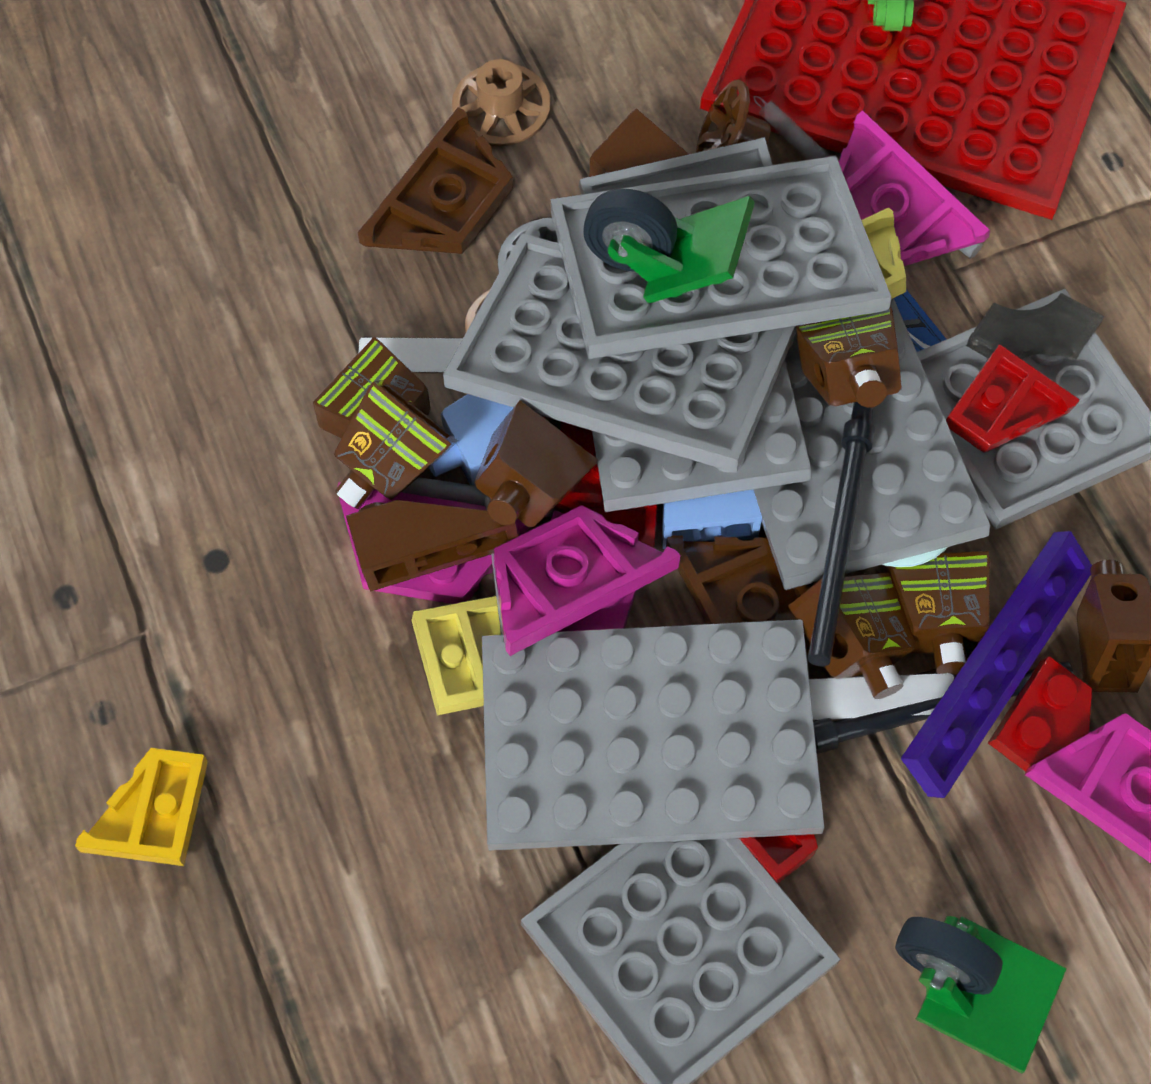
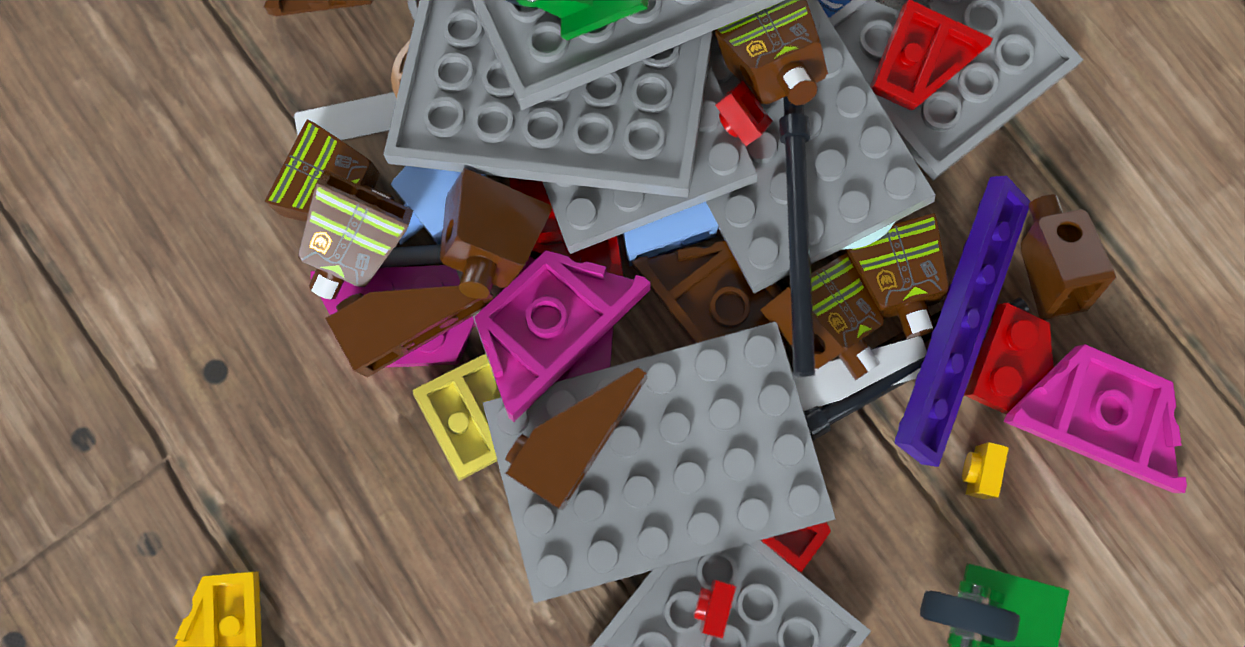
camera: 10 degrees left, 15 degrees up
(563, 682) = (567, 445): none -> reddish brown slope
(676, 888) = (714, 608): none -> red plate
(808, 409) = (743, 114): none -> red plate
(994, 822) = (985, 470): none -> yellow plate

